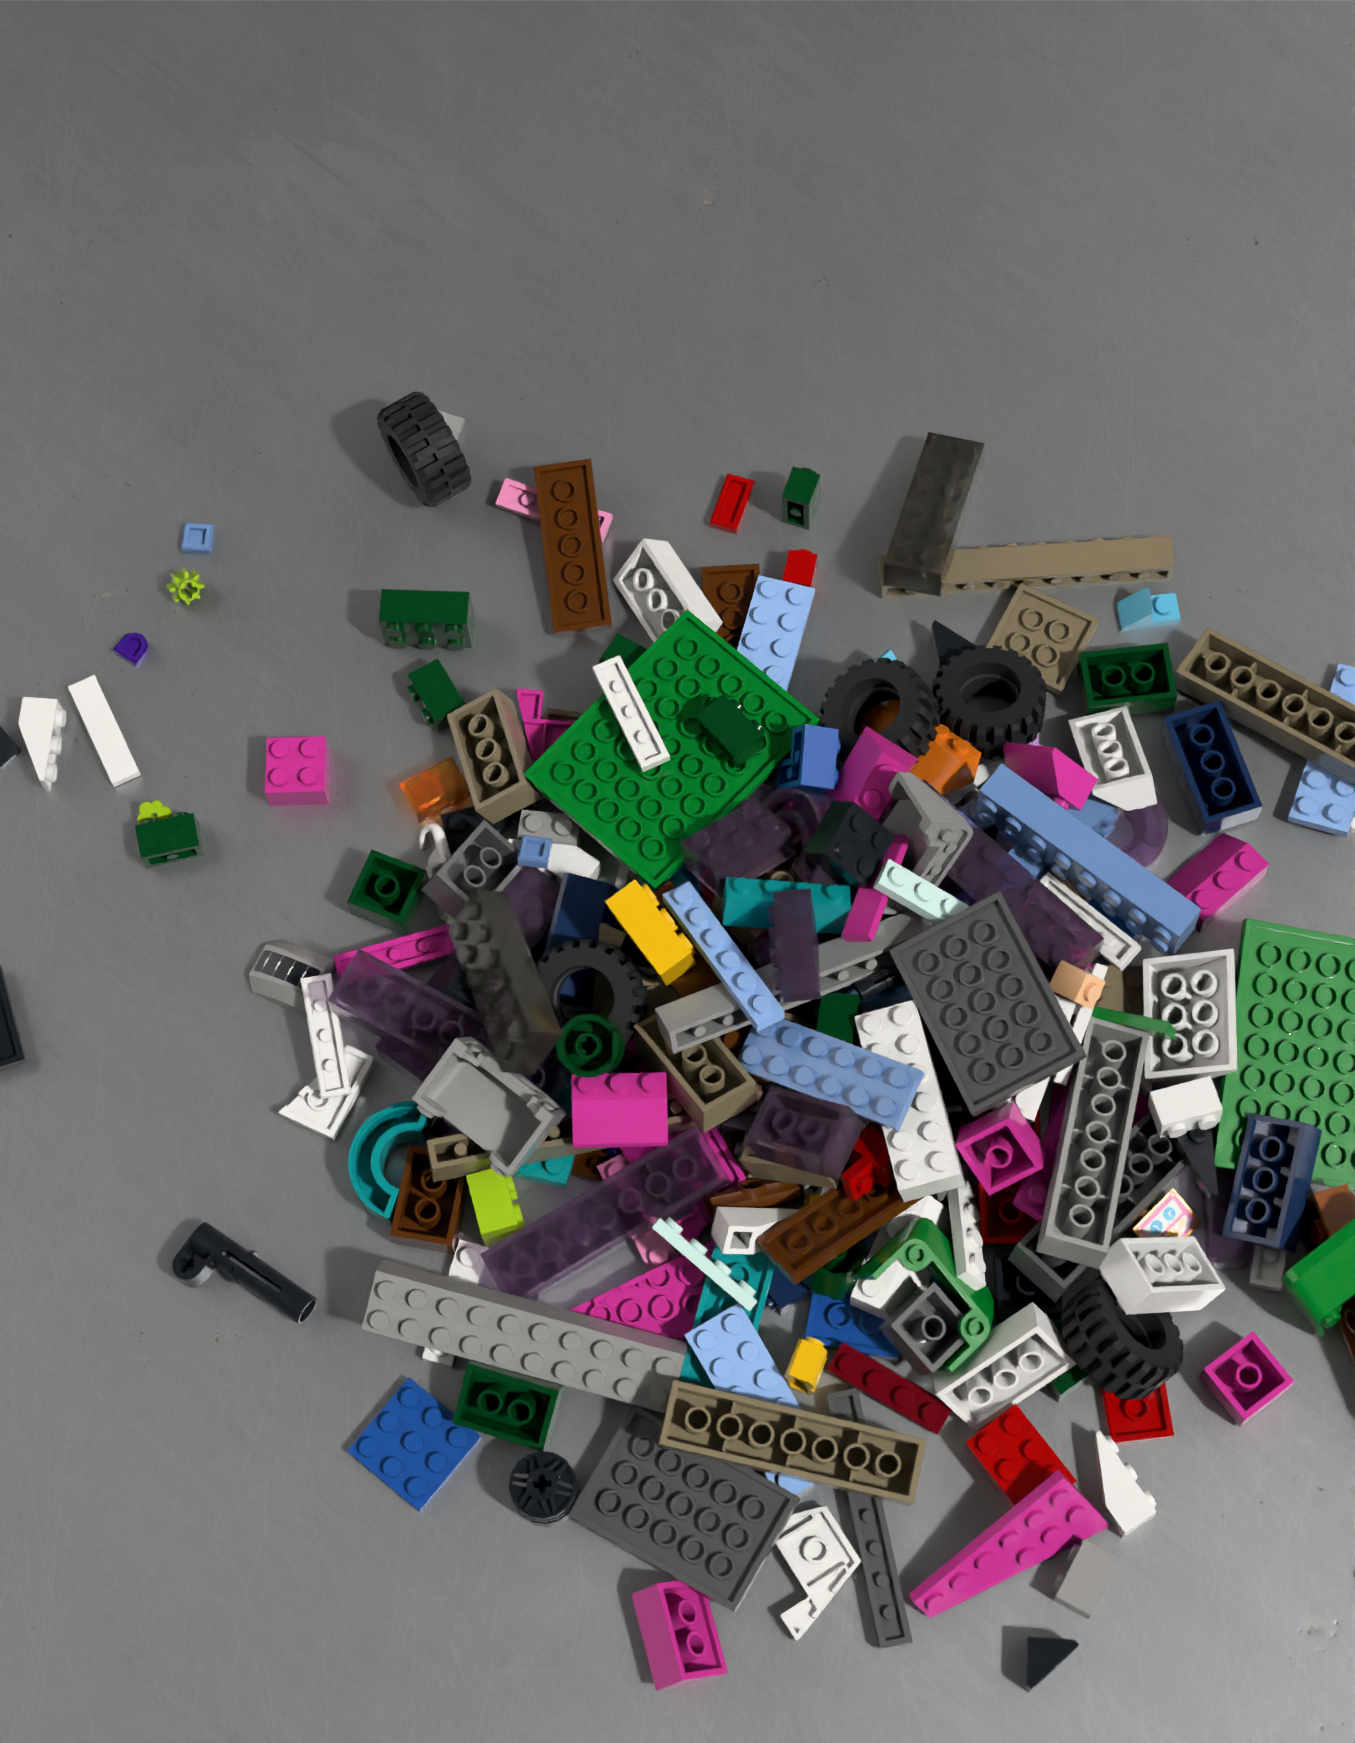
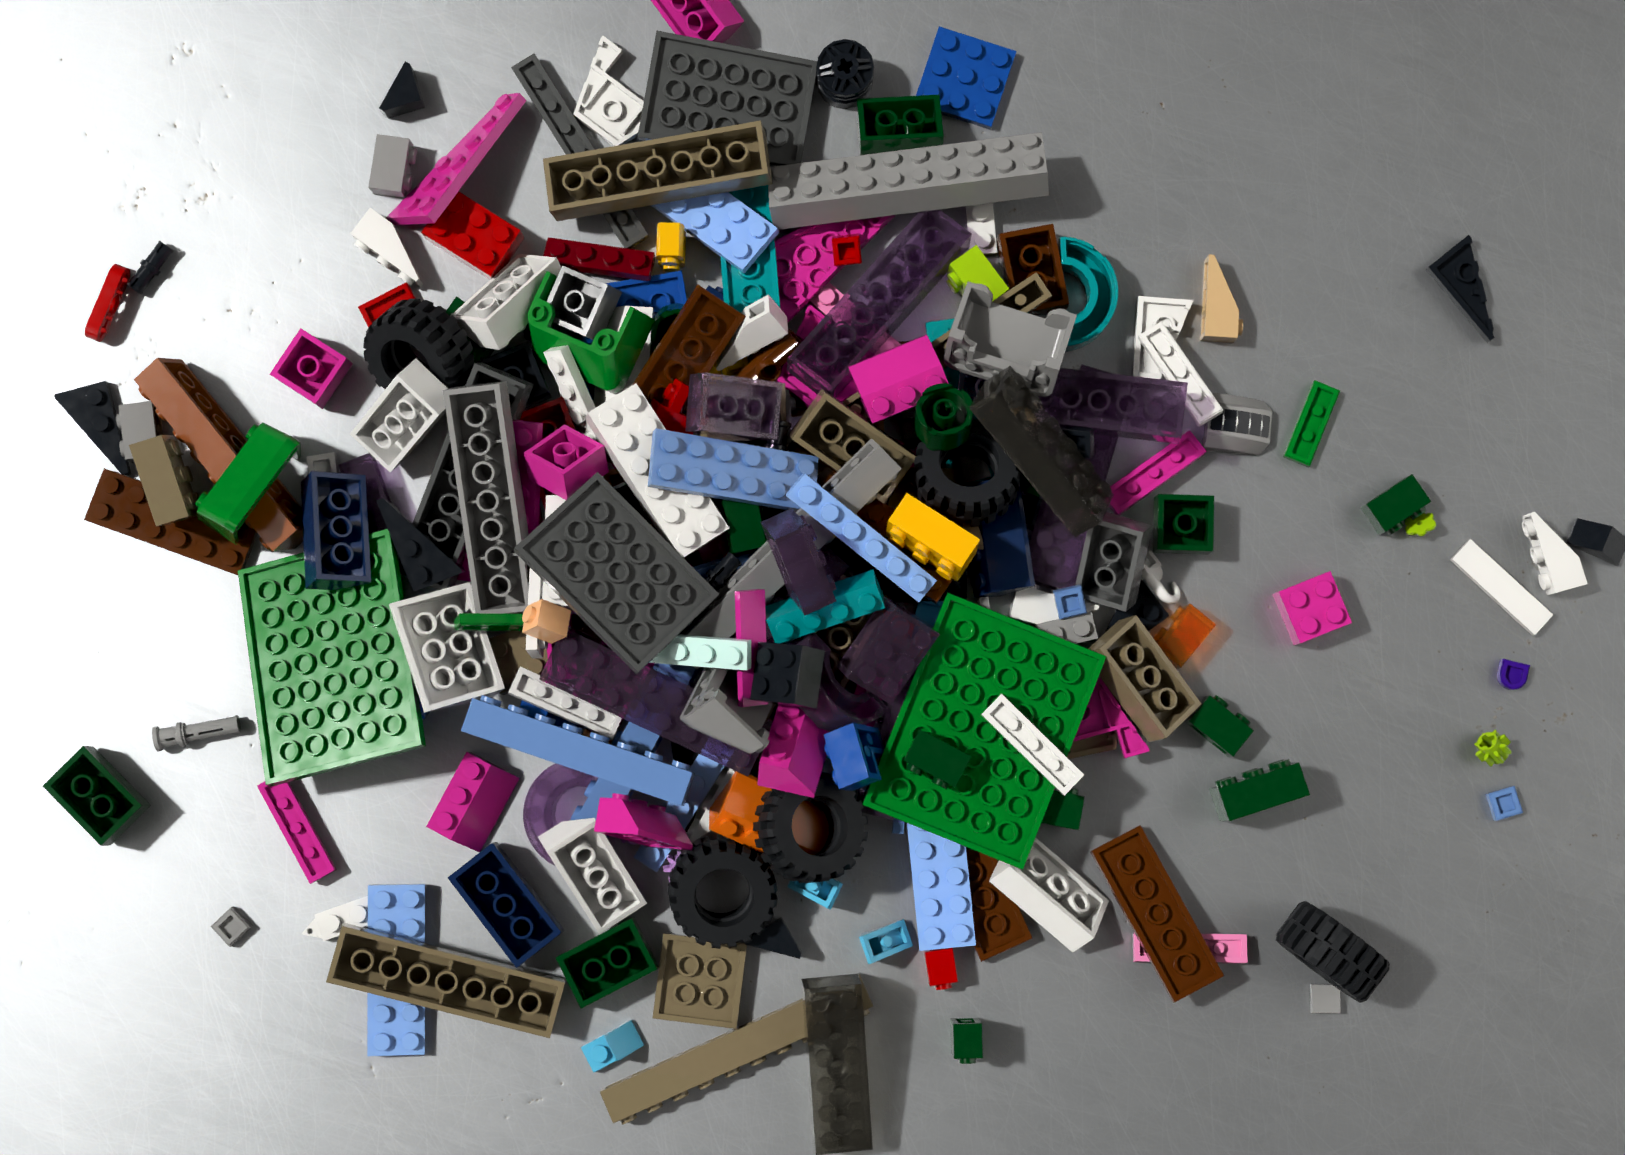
camera: 155 degrees right, 15 degrees up
(214, 951) = (1311, 423): none -> green tile
(218, 1250) = (1164, 161): black piece -> none
(257, 1091) = (1219, 310): none -> tan slope
(618, 1293) = (846, 249): none -> red slope
(716, 1271) = (789, 287): light aqua plate -> none
(732, 503) = (1029, 1018): red tile -> none
(845, 610) = (885, 941): none -> medium azure slope
(1168, 1219) = (414, 478): sticker -> none
(1185, 1107) = (424, 561): white brick -> none

